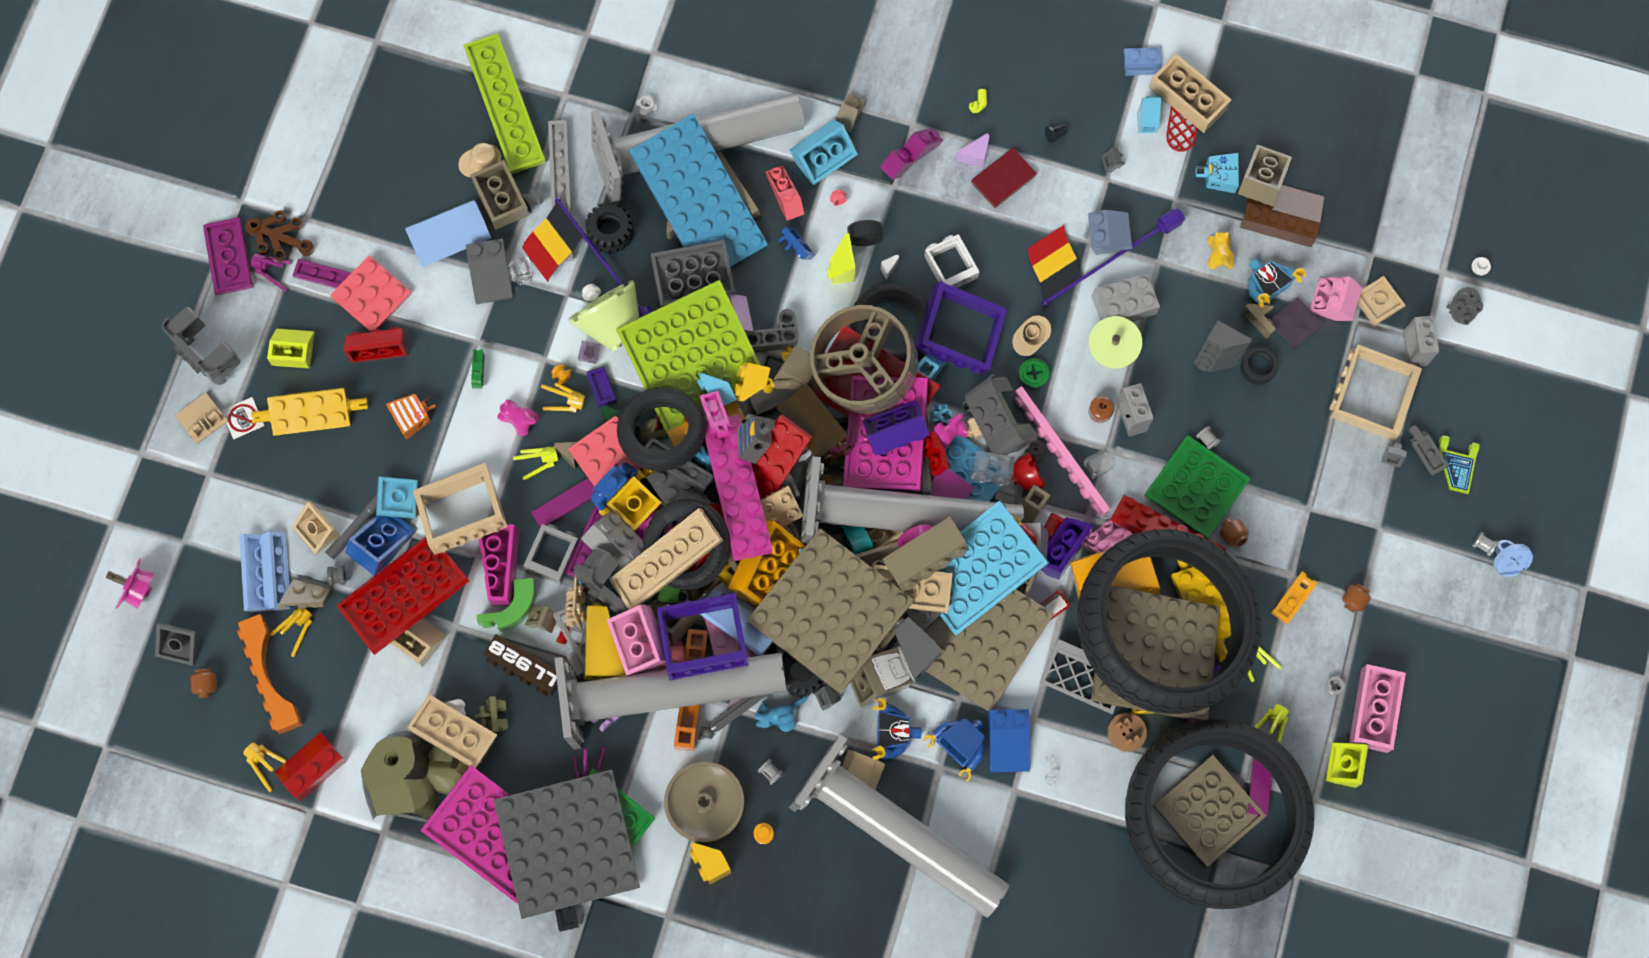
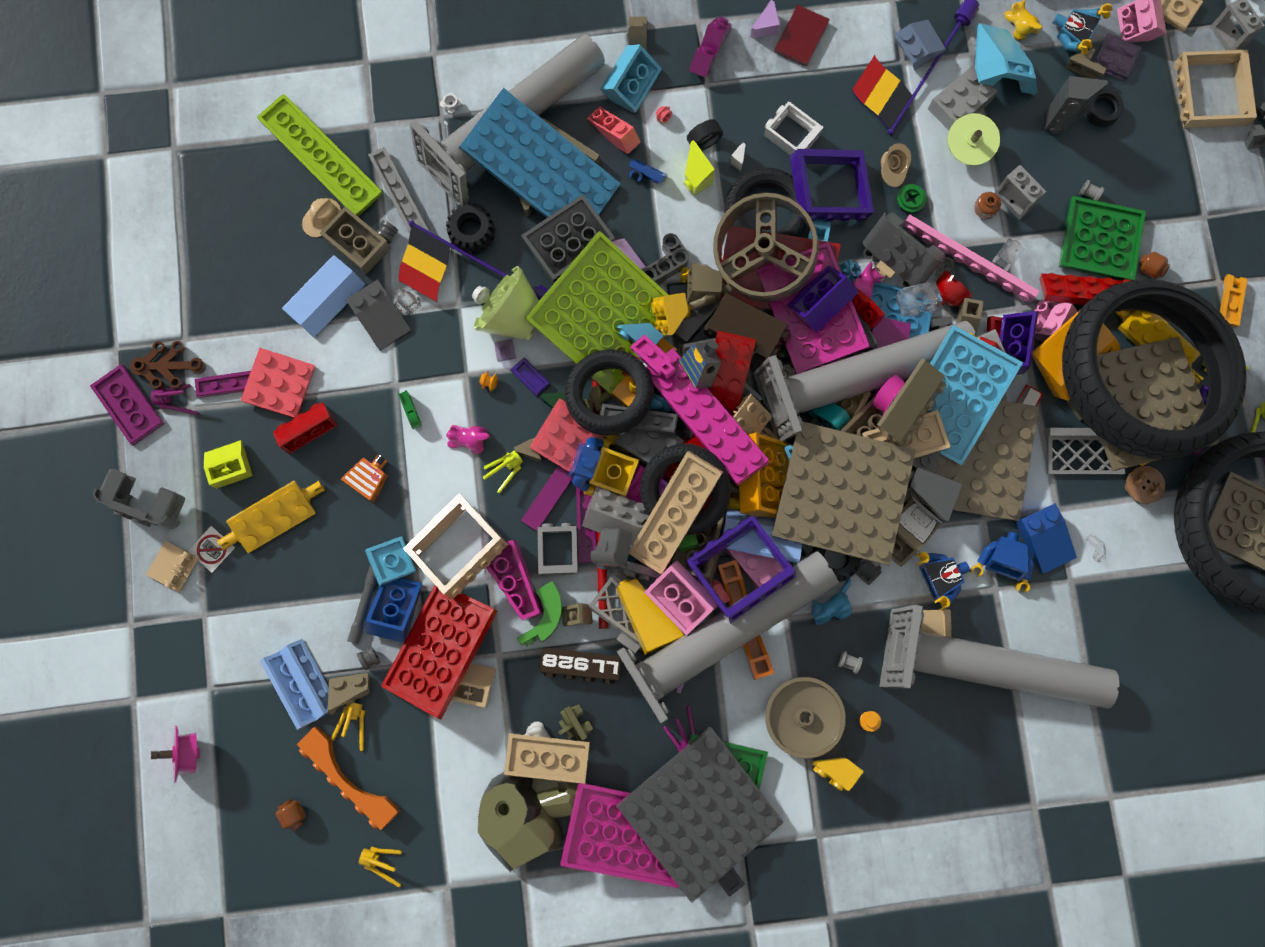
camera: 20 degrees left, 5 degrees up
(177, 644) = (248, 789): dark grey slope -> none
(310, 767) = (426, 847): red slope -> none
(314, 528) = (327, 623): tan slope -> none
(574, 601) = (602, 583): tan hinge -> none
(575, 399) = (512, 399): yellow plant -> none
(728, 716) = (784, 634): dark grey wheel -> none
(1180, 277) = (1000, 57): none -> medium azure wedge

